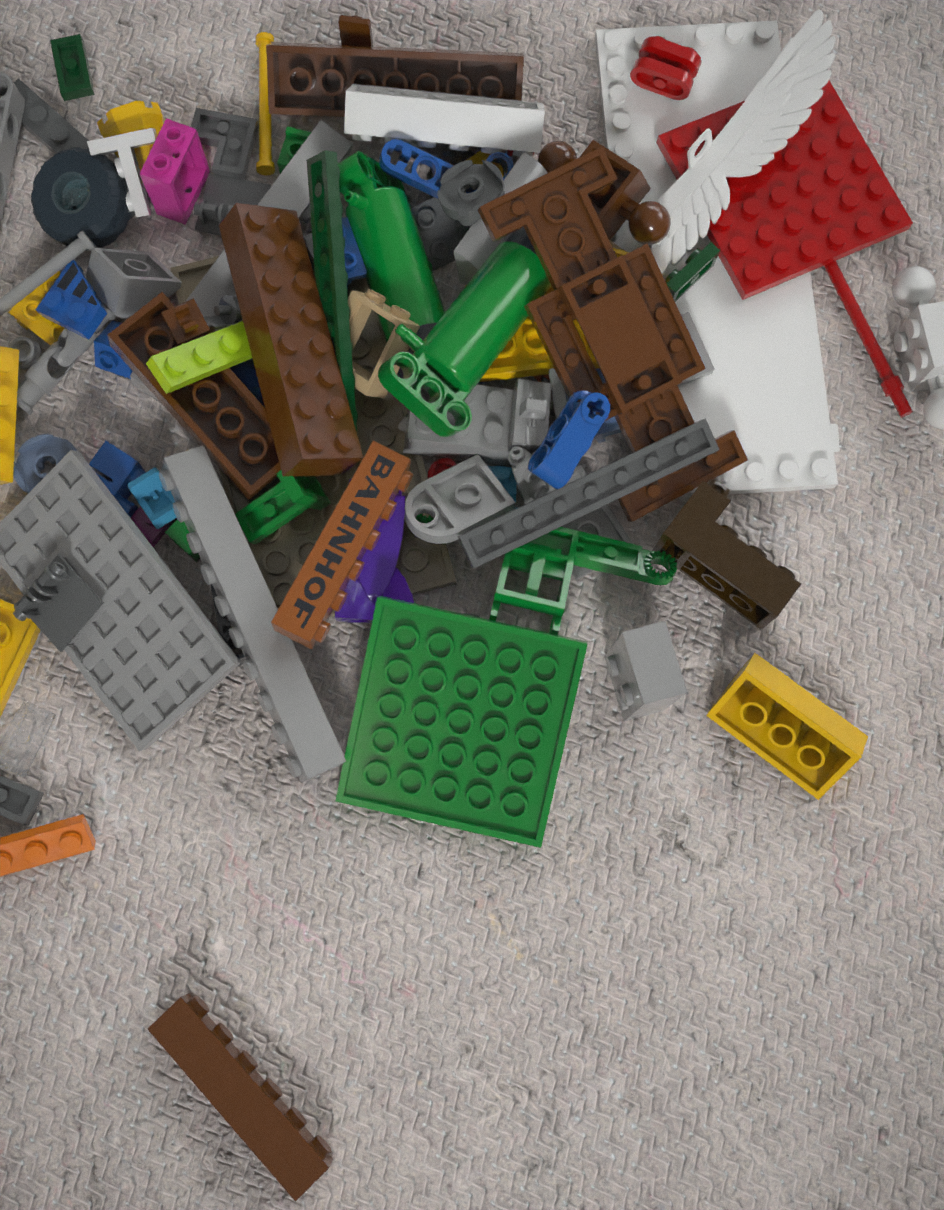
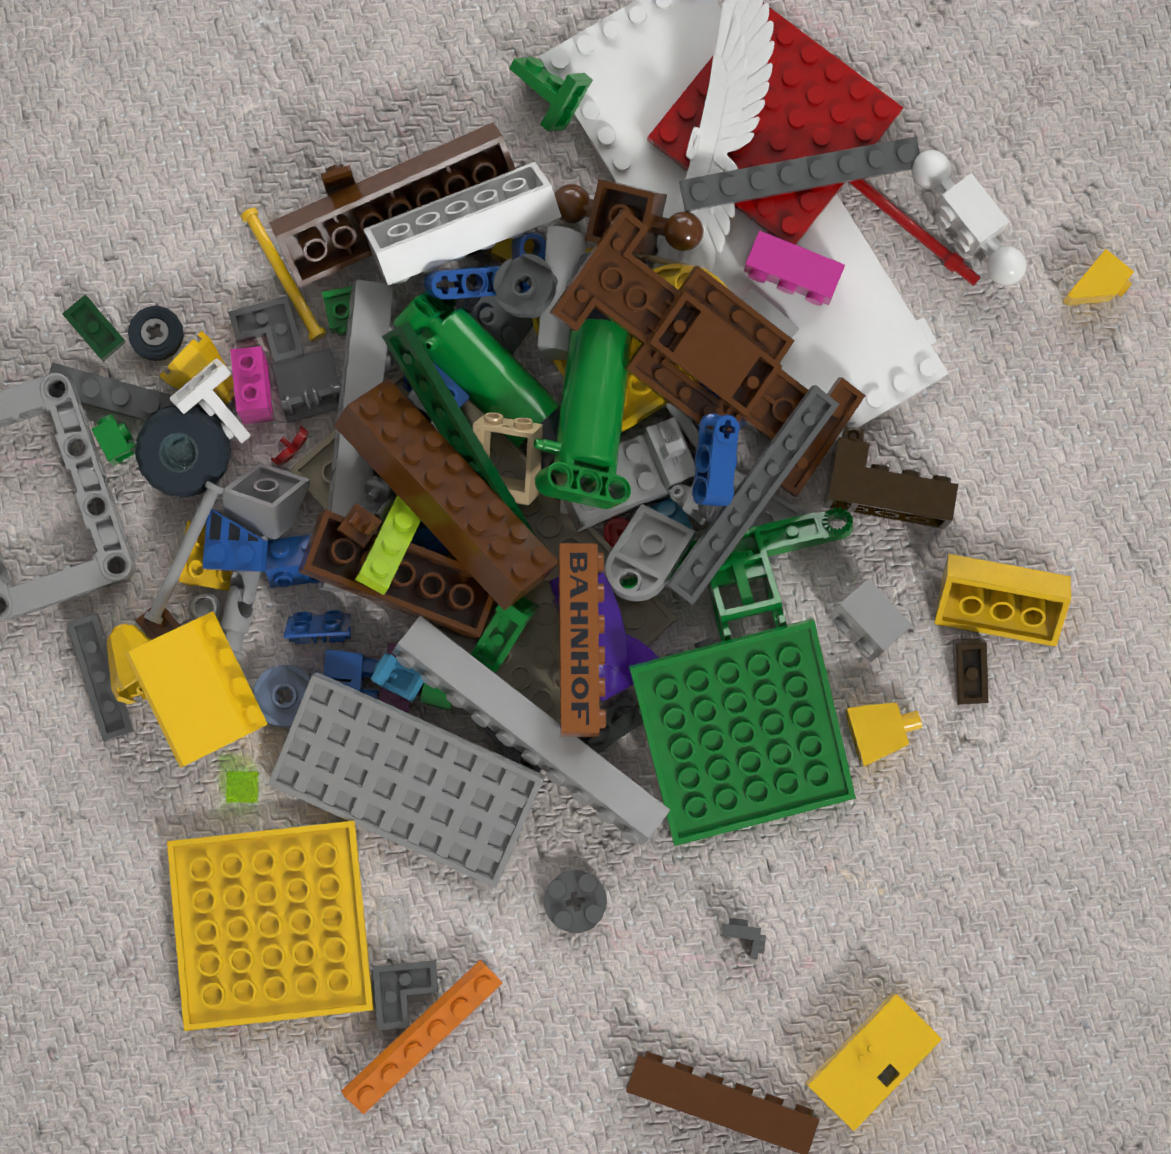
camera: 25 degrees left, 5 degrees up
(26, 163) = (114, 439): none -> green brick
(58, 603) = (367, 803): dark grey hinge -> none
(106, 419) = (305, 625): none -> blue hinge
(121, 83) = (162, 347): none -> black bush
(180, 256) = (292, 448): none -> red piece
(191, 814) = (564, 916): none -> dark grey plate
(336, 653) = (620, 720): none -> pearl dark grey tile
(355, 920) = (739, 929): none -> dark grey bracket
(417, 1134) = (873, 1061): none -> yellow brick
(600, 64) = (560, 93): none -> green bracket
(600, 791) = (879, 730): none -> yellow torso
(666, 68) = (634, 57): red brick -> none
(696, 266) = (739, 240): dark green plate -> none
(720, 780) = (970, 670): none -> dark brown slope
(737, 312) = (793, 269): none -> dark pink brick
(785, 227) = (798, 174): none -> dark grey plate

